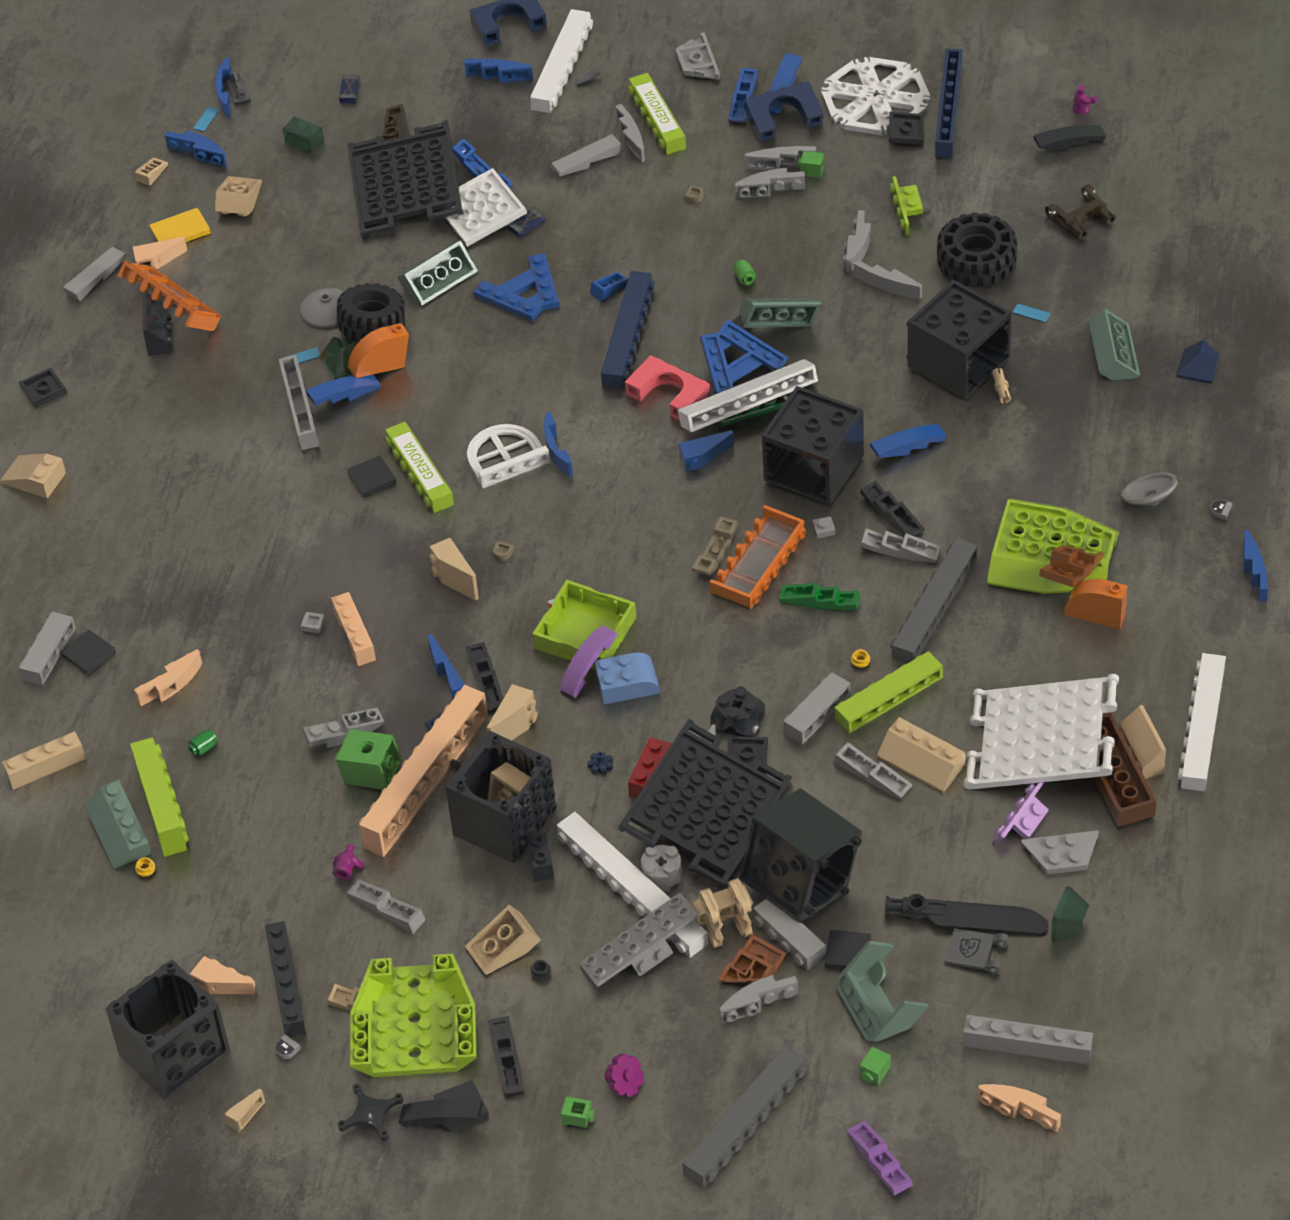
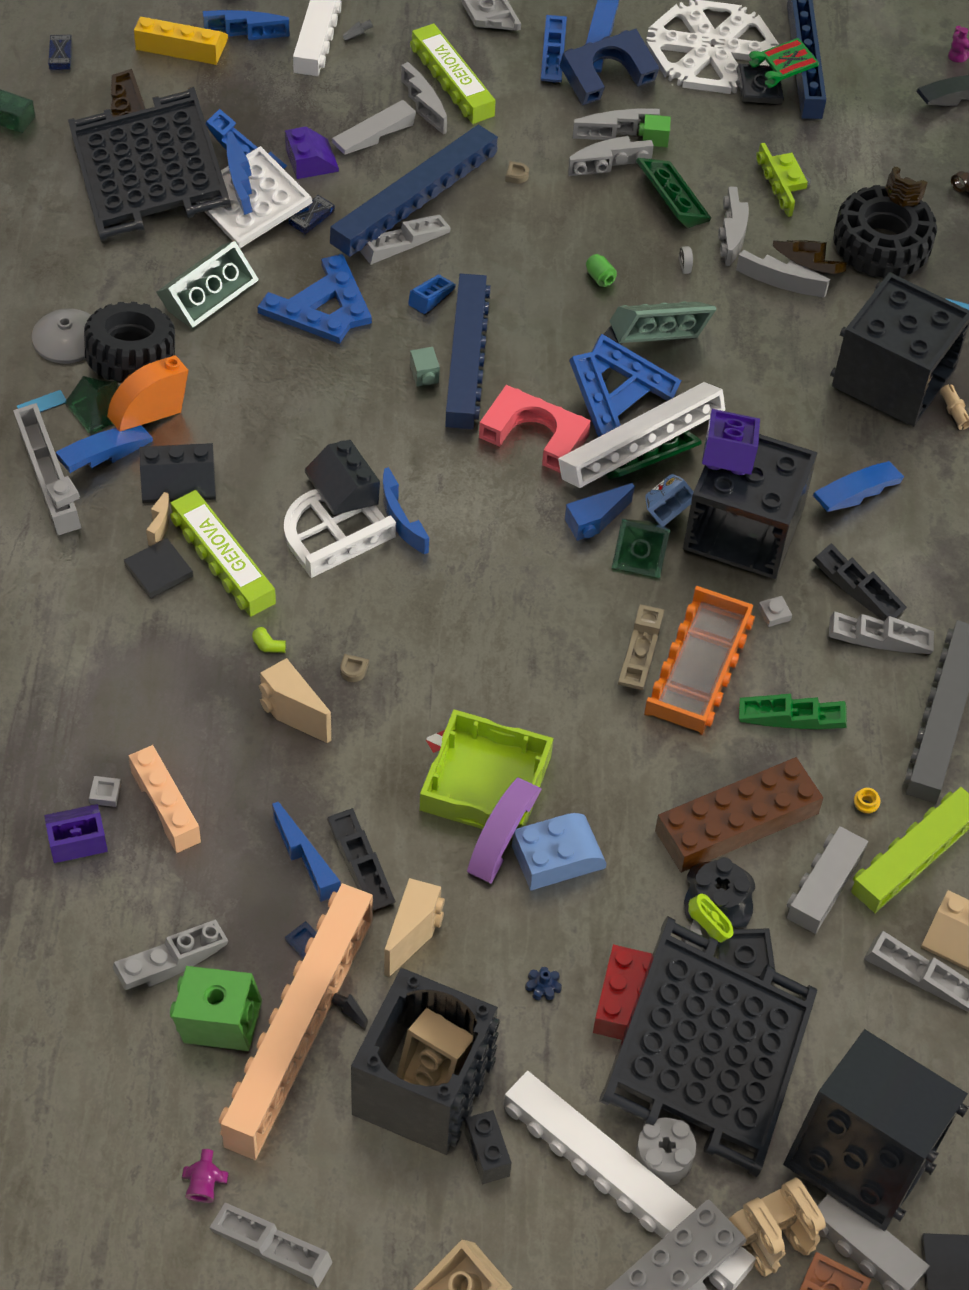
camera: 15 degrees left, 5 degrees up
(288, 648) = (75, 833): none -> dark purple slope
(306, 417) = (62, 492): none -> light grey plate
(377, 444) = (161, 520): none -> tan slope
(393, 406) = (177, 471): none -> black slope
(441, 531) = (266, 643): none -> lime arm
(443, 82) = (179, 40): none -> yellow slope
(471, 187) = (239, 171): none -> blue slope
(515, 418) = (343, 478): none -> black slope
(532, 174) = (309, 153): none -> dark purple slope
(592, 340) = (424, 366): none -> sand green brick
(602, 239) = (410, 235): none -> light grey slope
(607, 205) = (413, 190): none -> dark blue brick
(723, 725) = (710, 917): none -> lime plate
(729, 476) = (641, 547): none -> clear green slope
(753, 443) = (668, 499): none -> medium blue torso
(762, 661) = (738, 814): none -> reddish brown brick
(796, 398) = (731, 442): none -> dark purple slope
(813, 266) = (686, 259): none -> light grey tile
(816, 213) = (674, 191): none -> dark green slope
(911, 266) = (809, 254): none -> dark brown slope
(925, 110) = (785, 60): none -> green flag
(991, 217) = (904, 191): none -> dark brown hair

